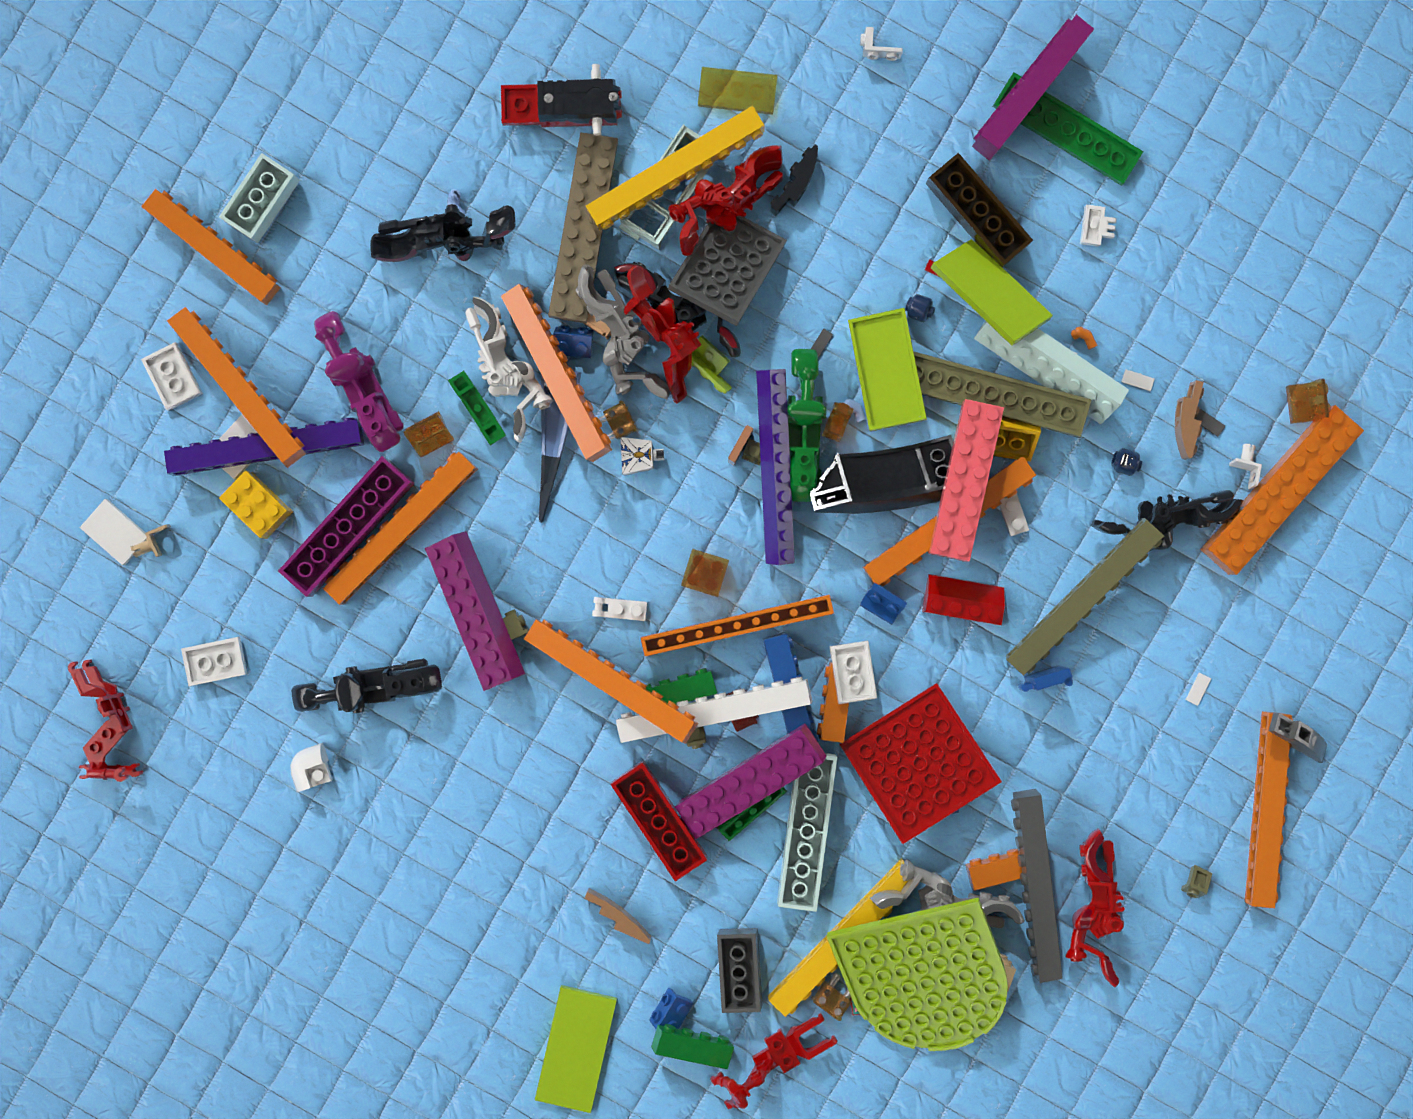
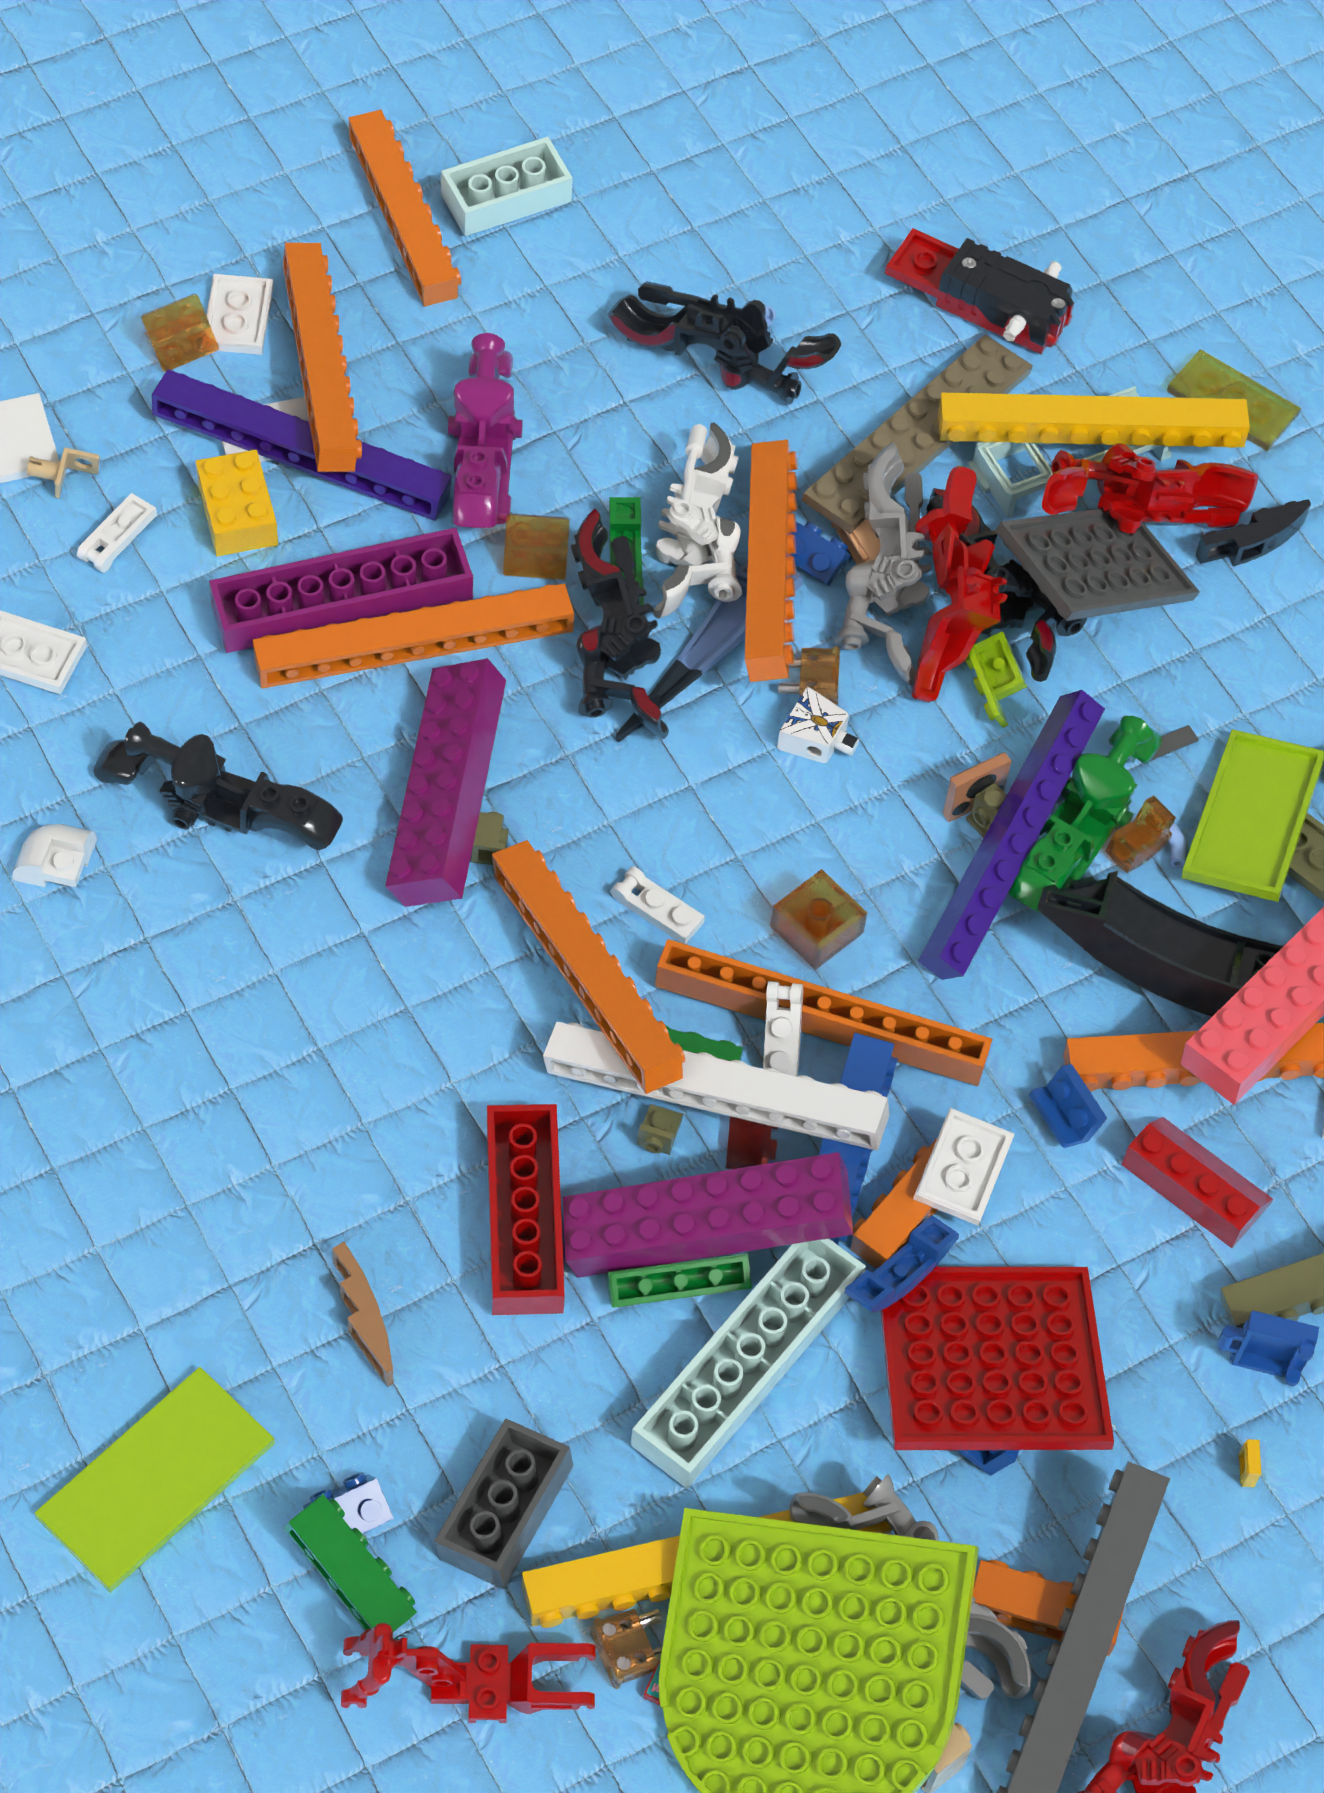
camera: 25 degrees right, 30 degrees down
(152, 416) = (179, 332): none -> clear orange bracket
(207, 560) = (117, 532): none -> white plate
(508, 464) = (622, 637): none -> black piece
(725, 651) = (783, 1028): none -> white plate
(853, 744) = (905, 1268): none -> blue slope
(1062, 738) = (1250, 1463): none -> yellow tile

